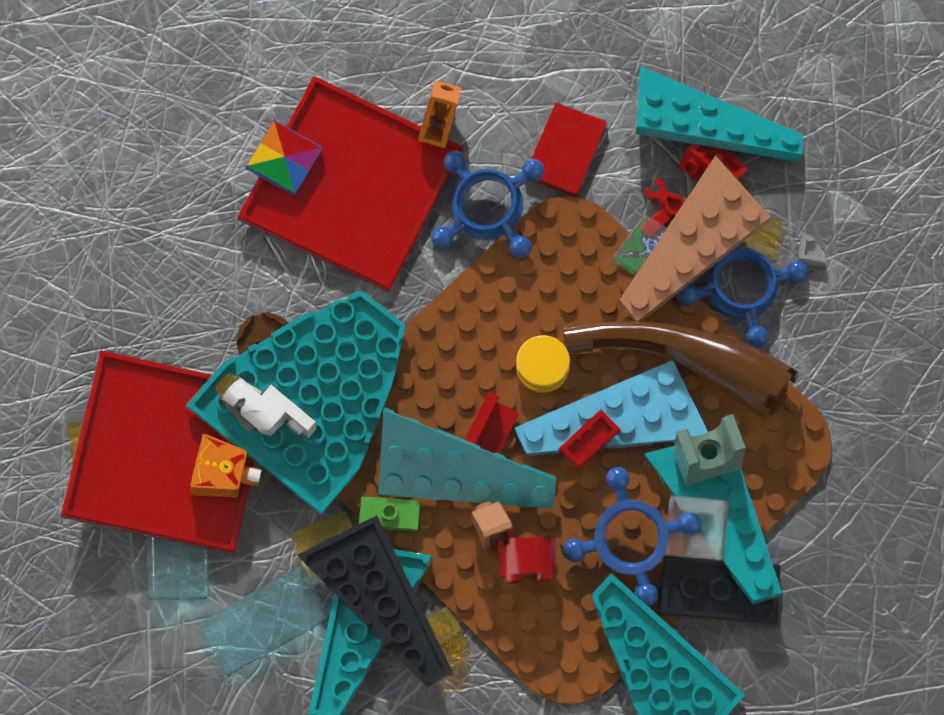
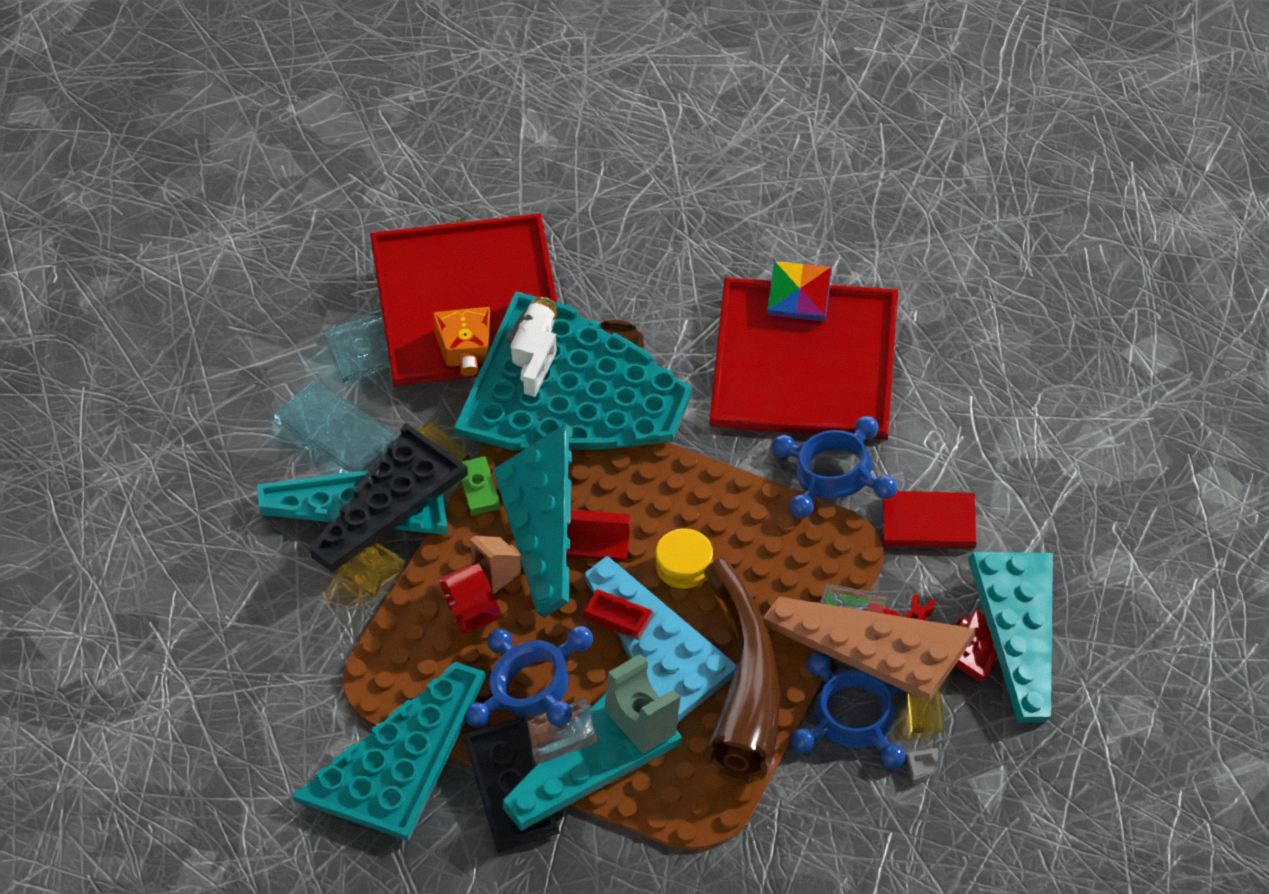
camera: 70 degrees right, 20 degrees down
(440, 107) = (908, 393): orange torso -> none

